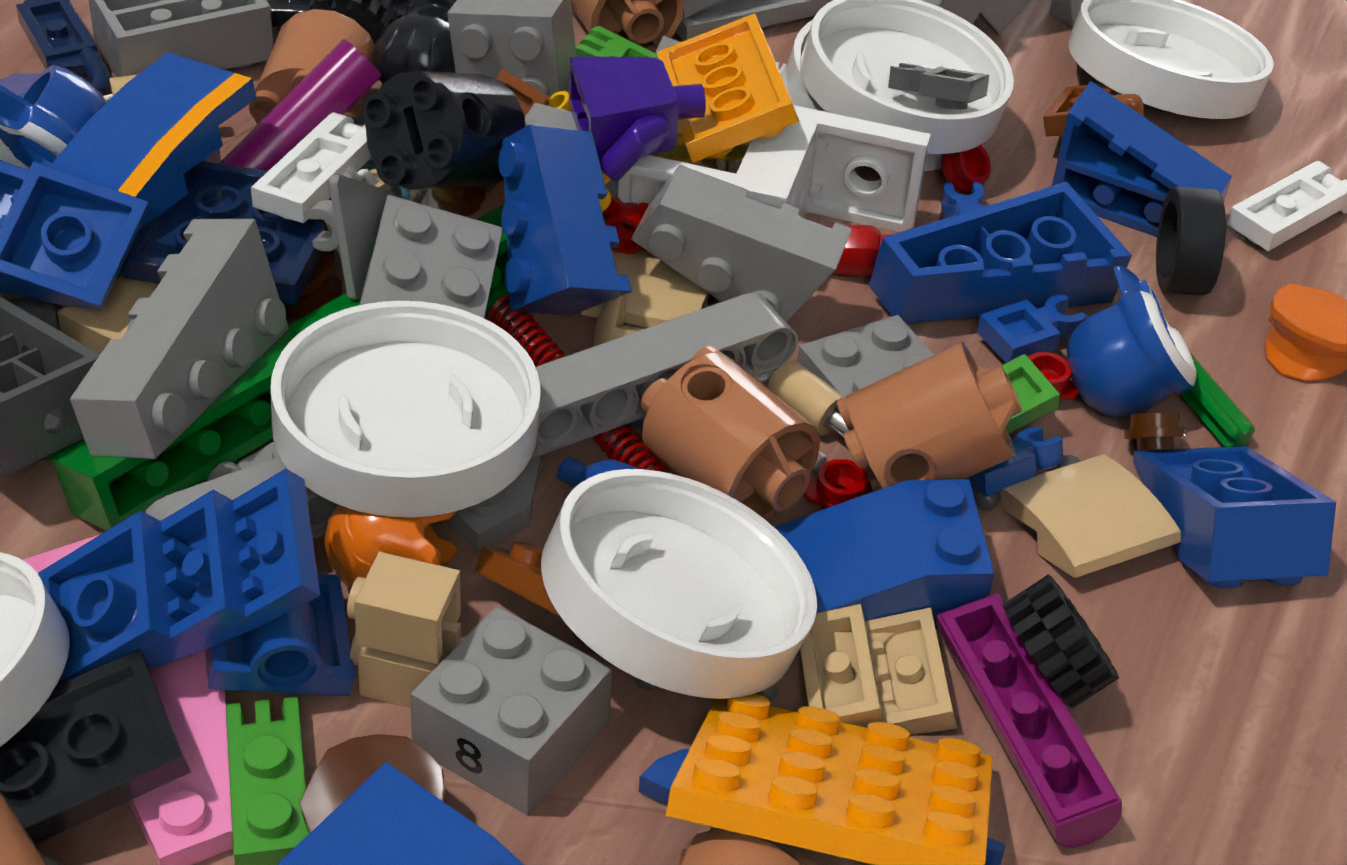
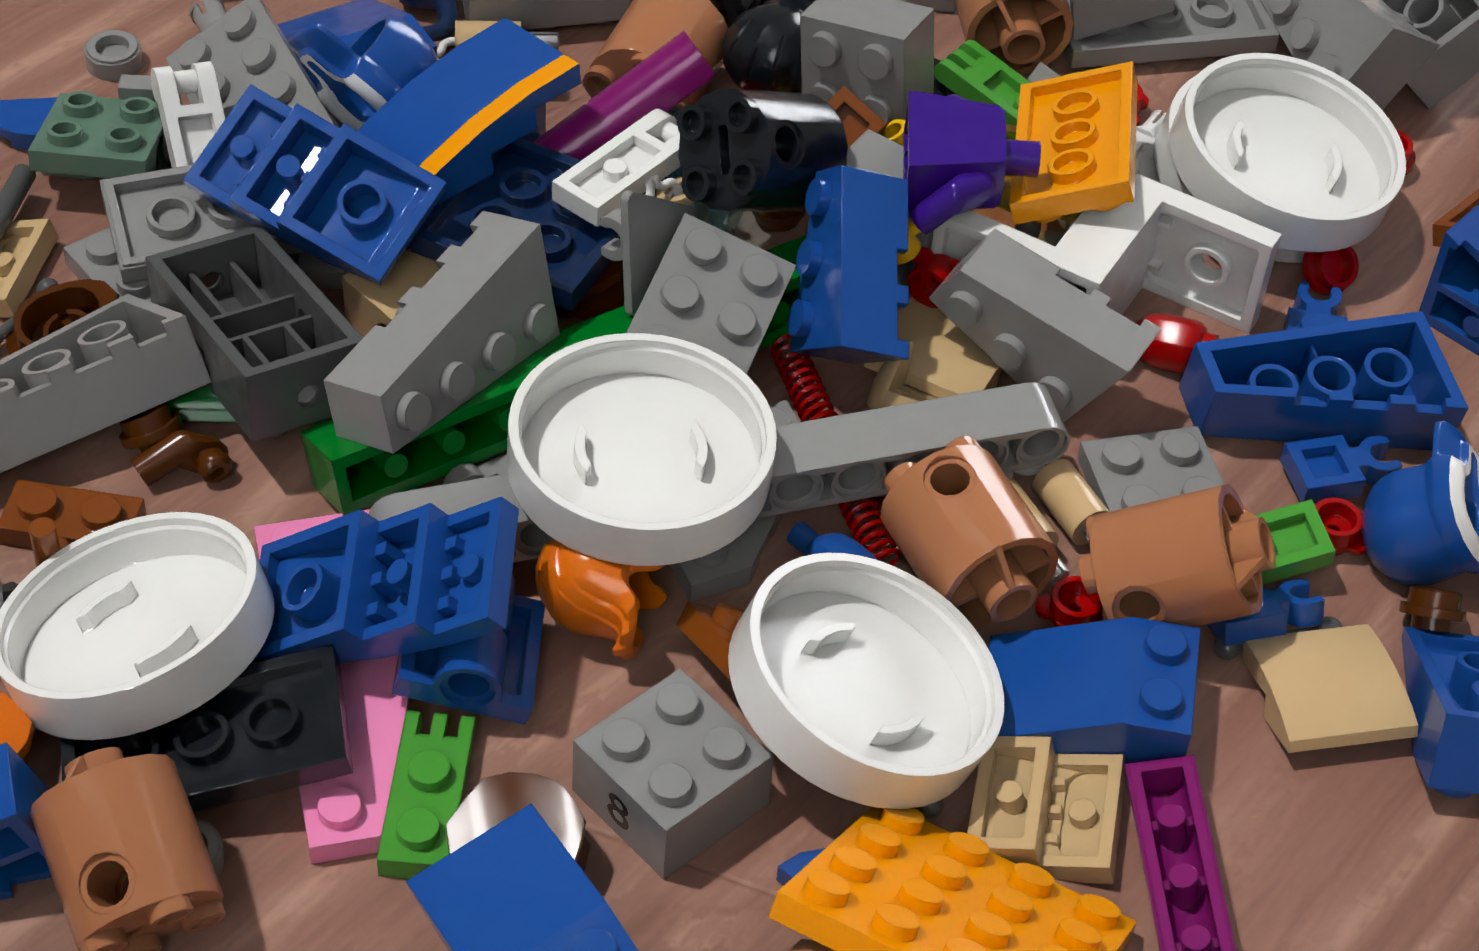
camera: 15 degrees right, 5 degrees up
(402, 624) = (585, 667): tan piece -> none
(949, 86) = (1323, 176): dark grey plate -> none
(1060, 641) = (1239, 820): black tyre -> none

